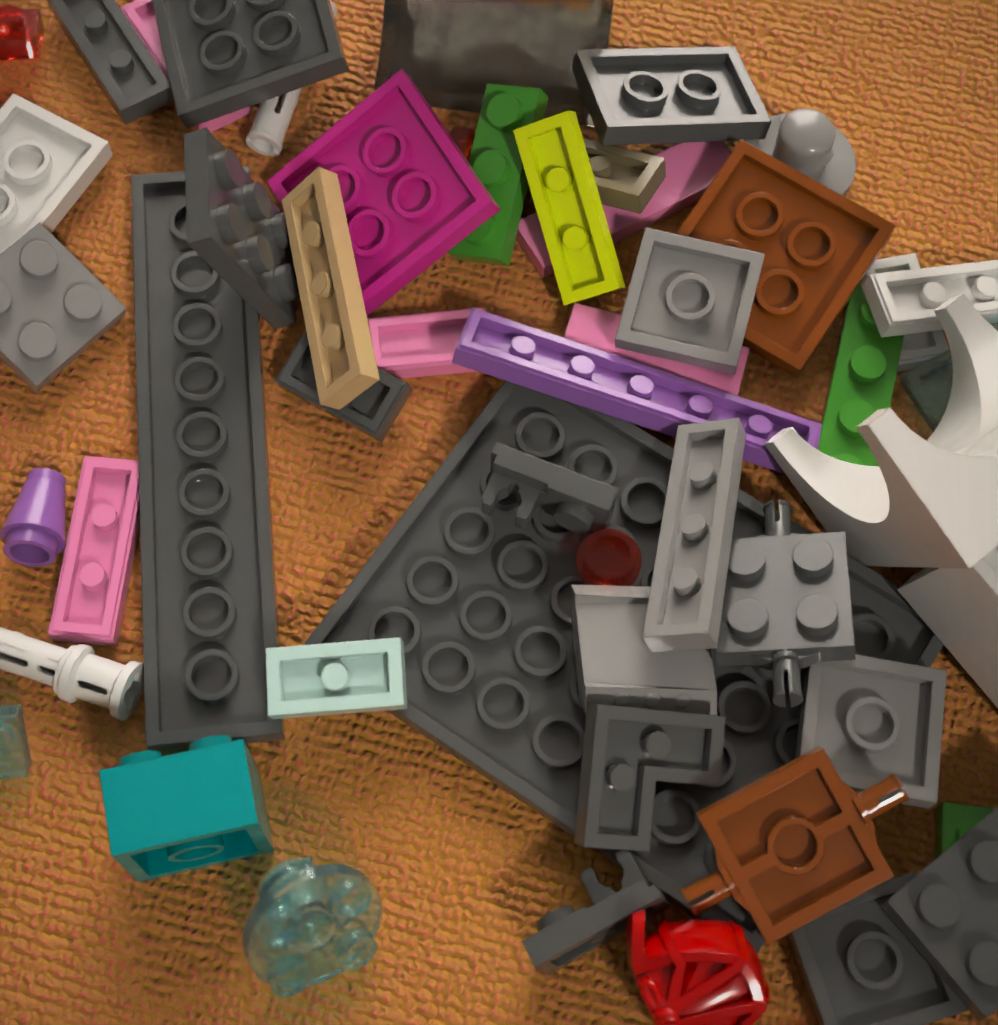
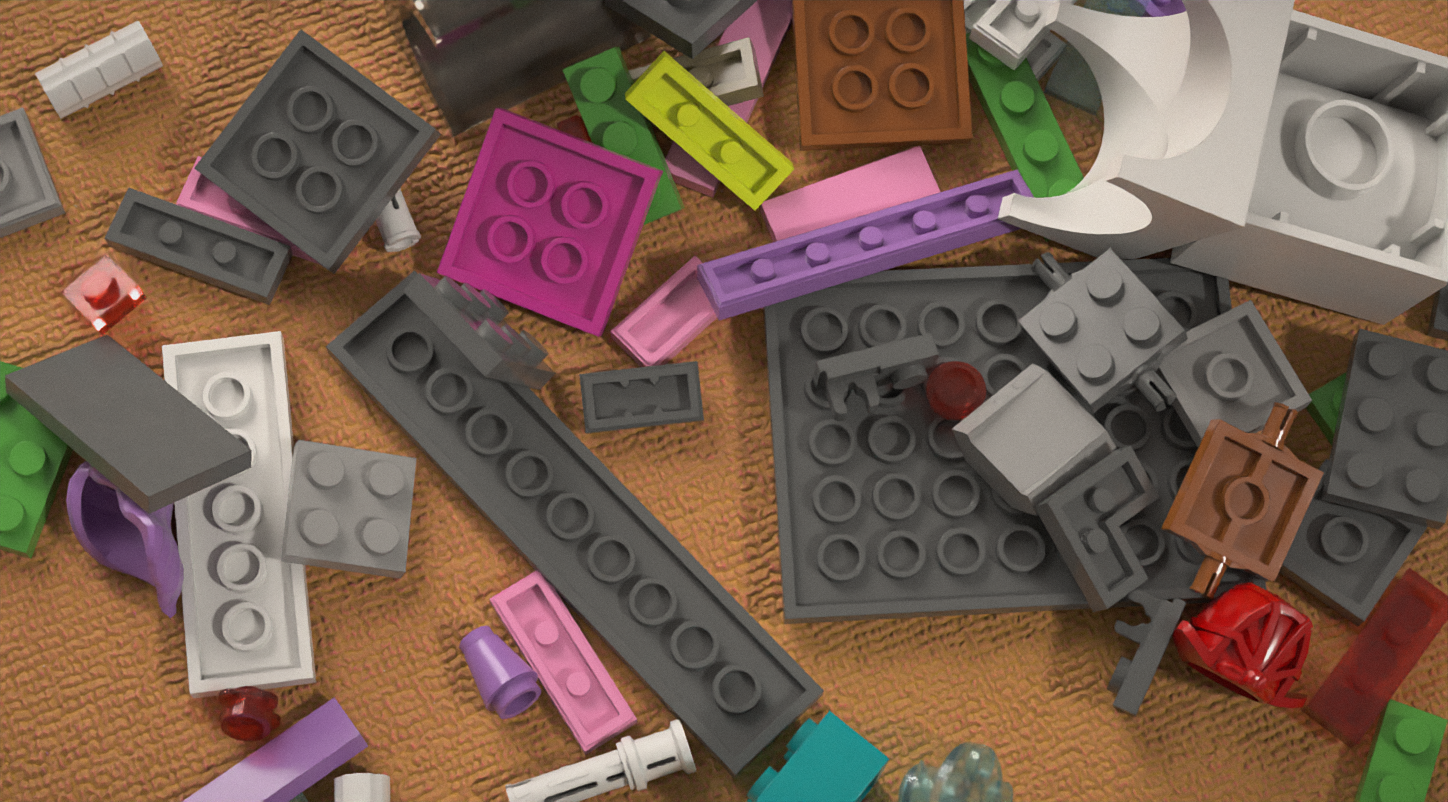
camera: 40 degrees left, 5 degrees up
(329, 290) = (580, 328): tan plate -> none
(336, 678) = (837, 621): light aqua plate -> none
(689, 300) = (856, 142): light grey plate -> none
(695, 537) = (1010, 326): light grey plate -> none

